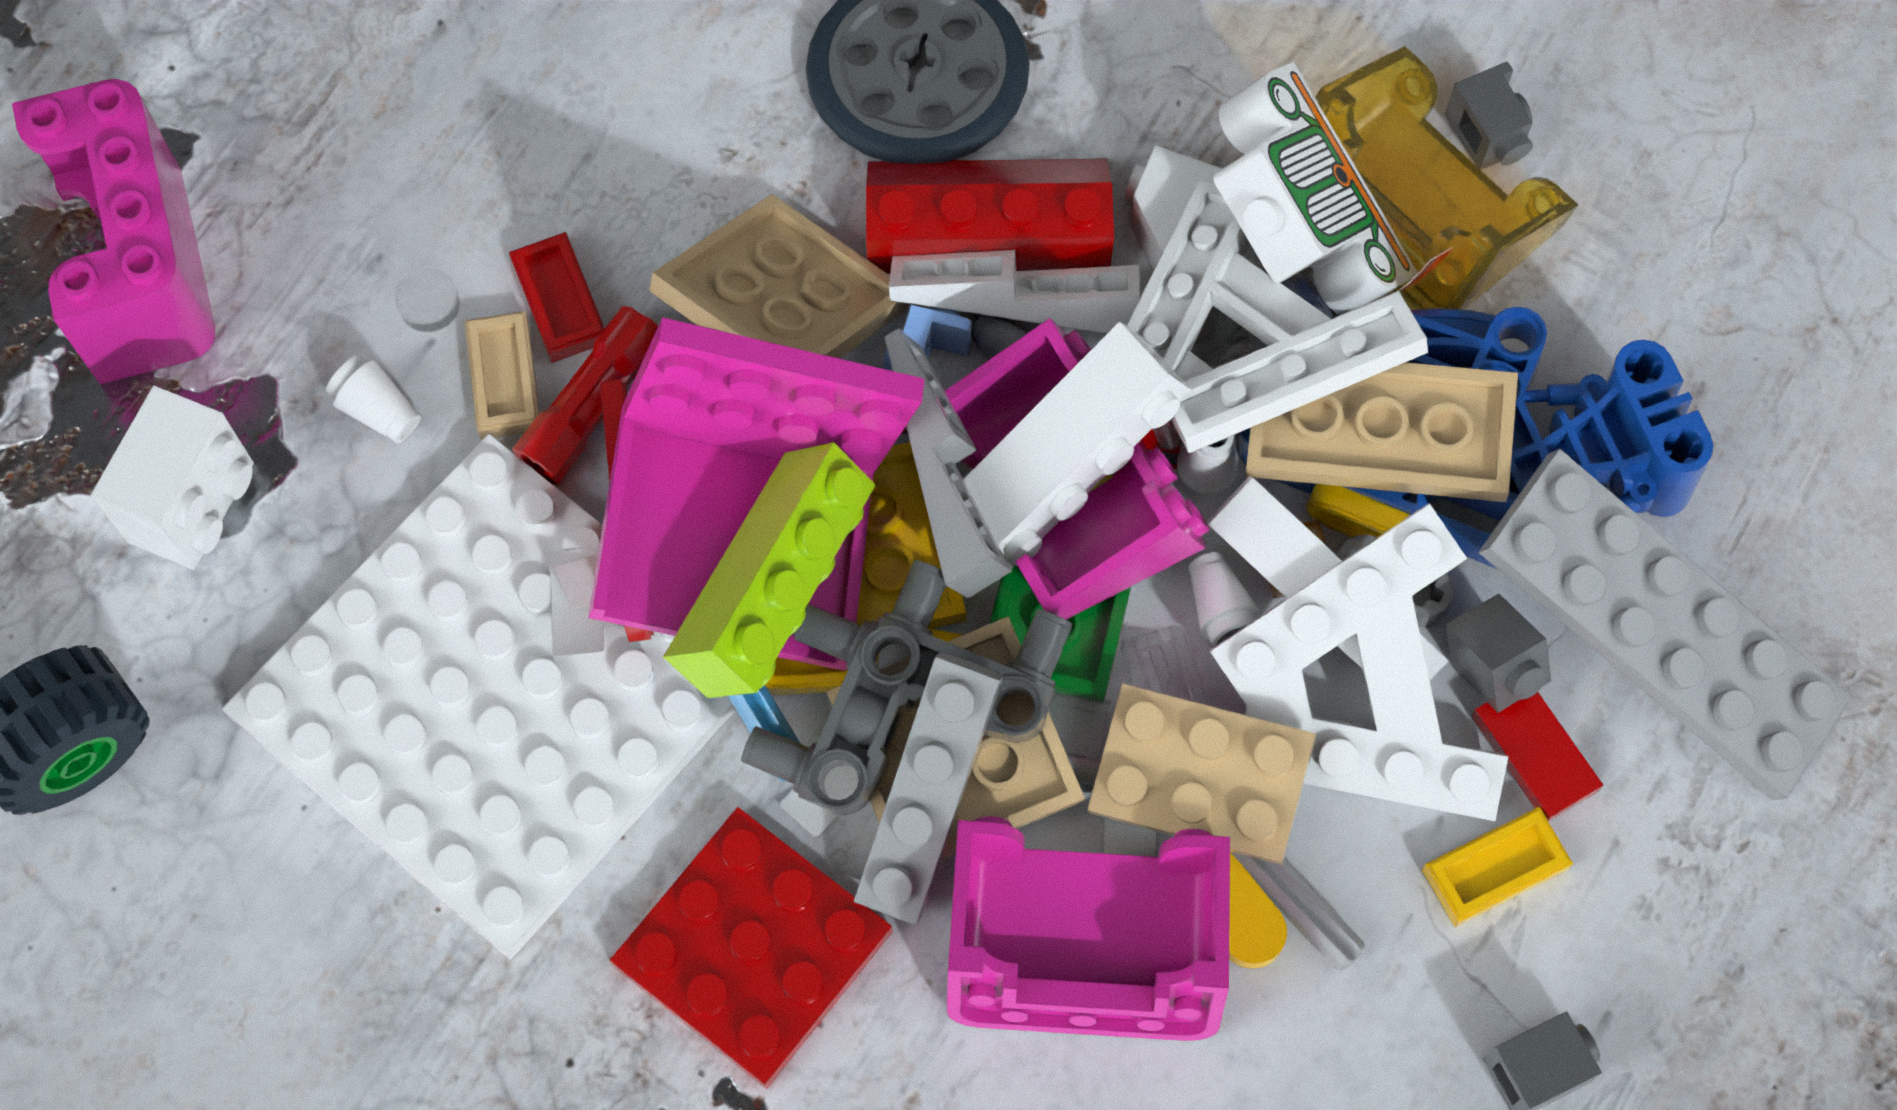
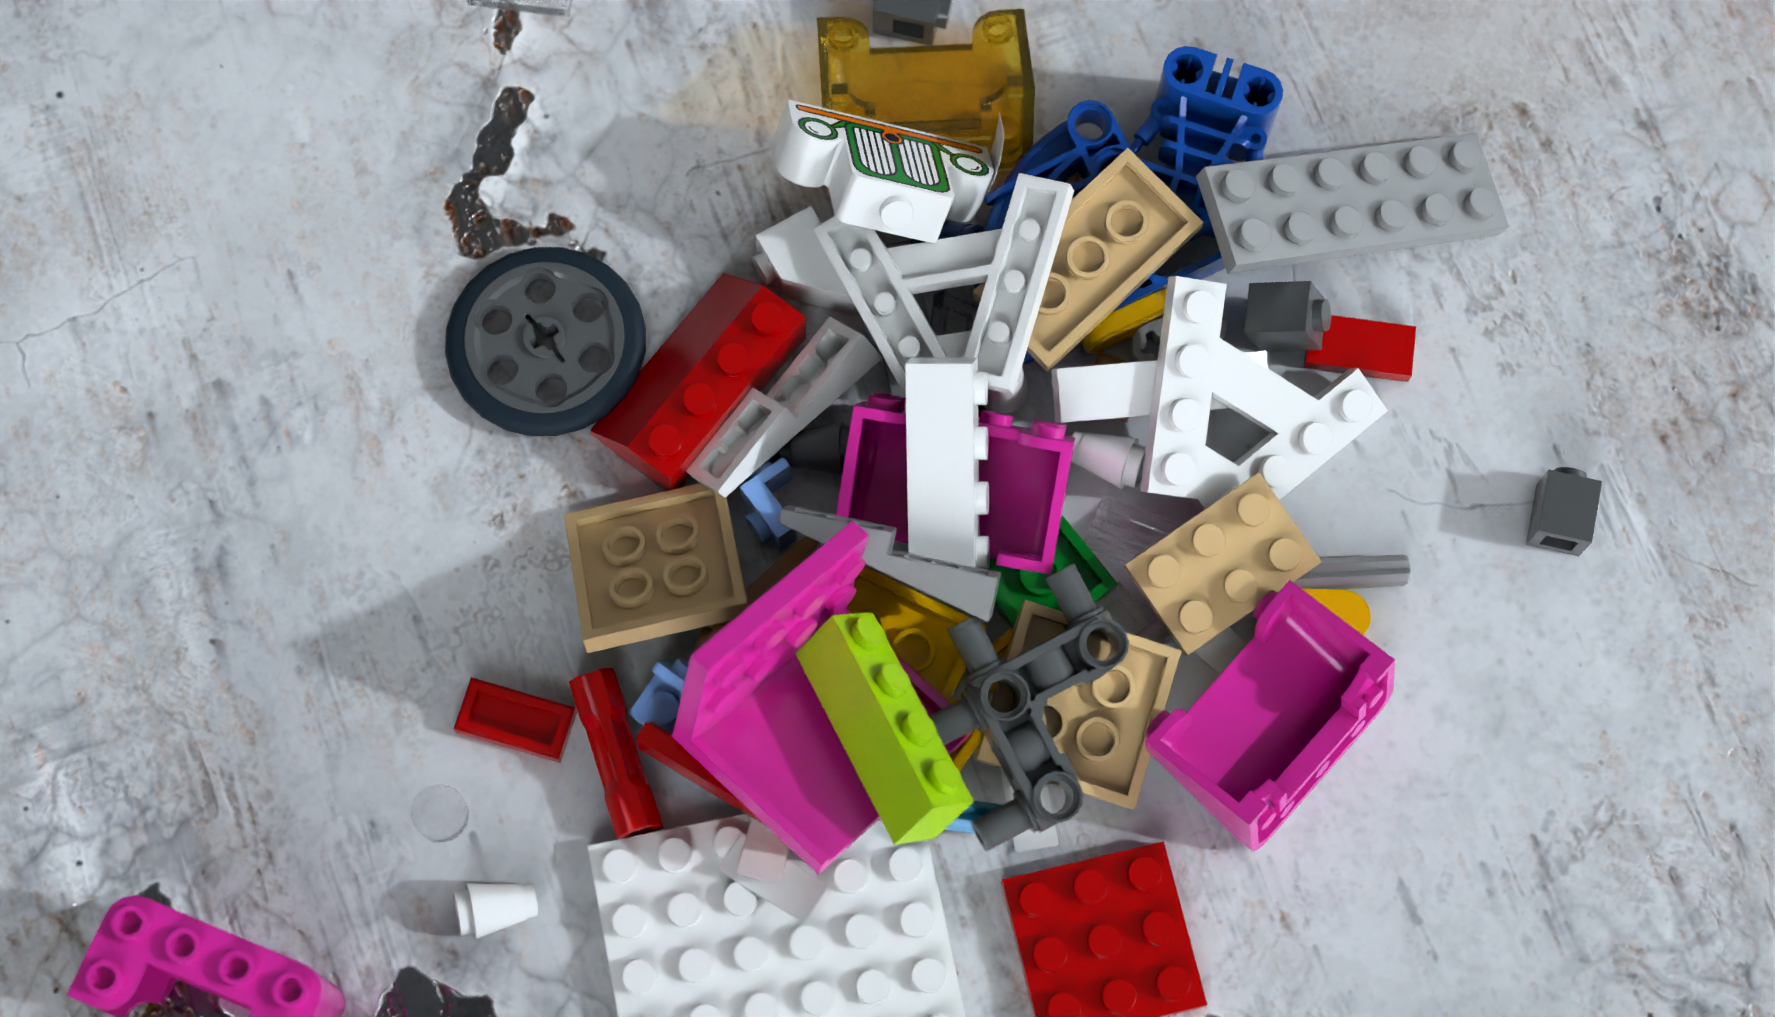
camera: 55 degrees left, 5 degrees up
(502, 374) = (545, 803): tan tile -> none
(928, 787) = (1106, 742): light grey plate -> none
(1497, 866) = (1414, 434): yellow tile -> none

